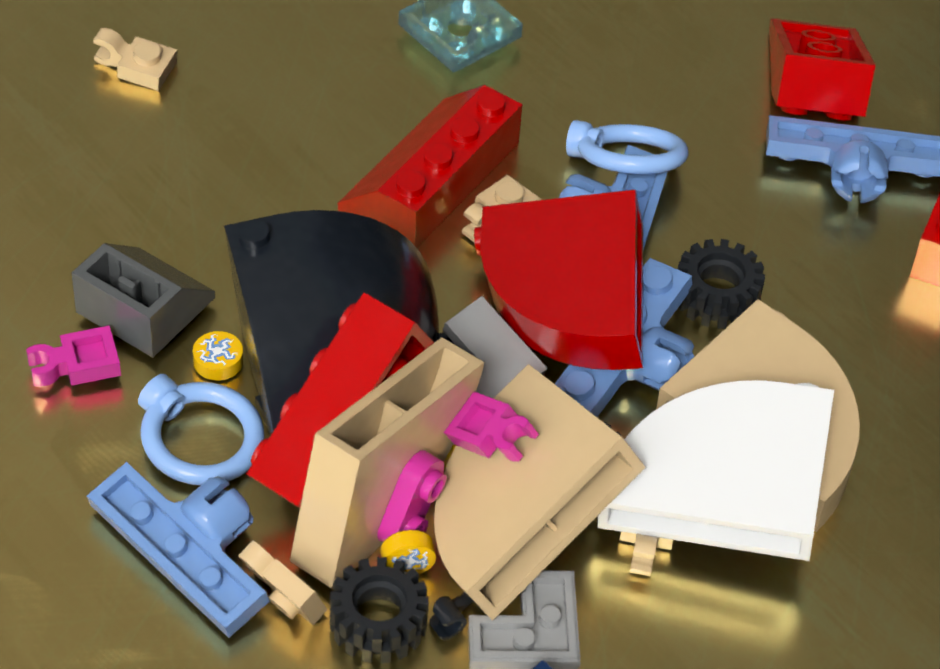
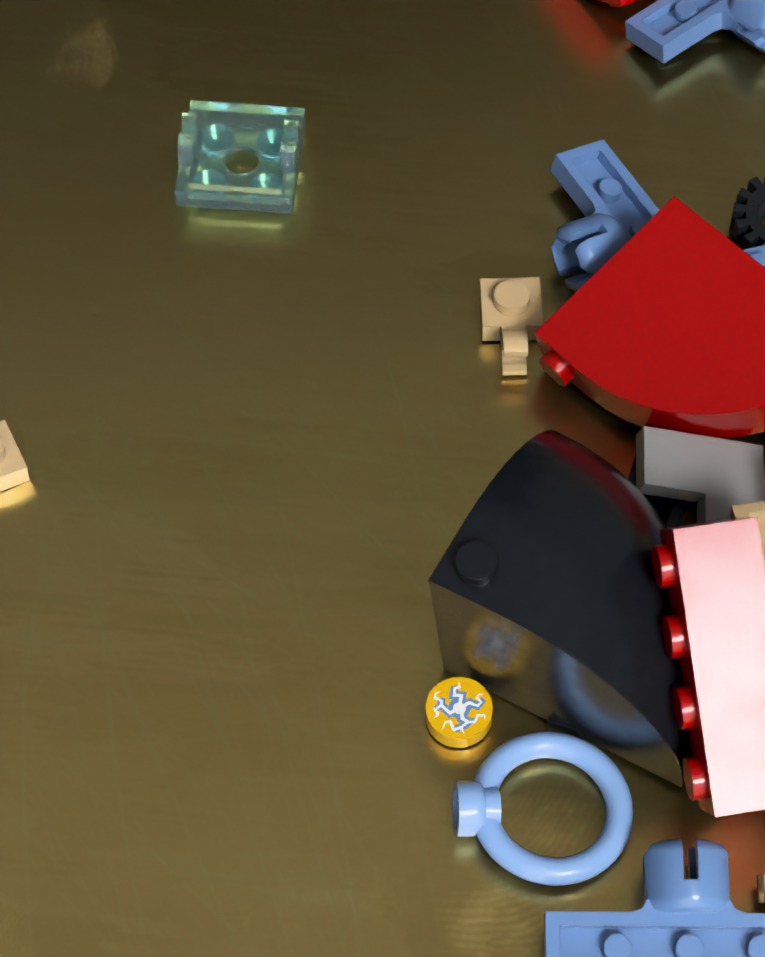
camera: 40 degrees left, 10 degrees up
(82, 356) = (344, 839): dark pink plate -> none
(137, 296) = (325, 722): dark grey slope -> none
(438, 163) = (401, 327): red slope -> none
(587, 143) = (505, 182): light blue piece -> none

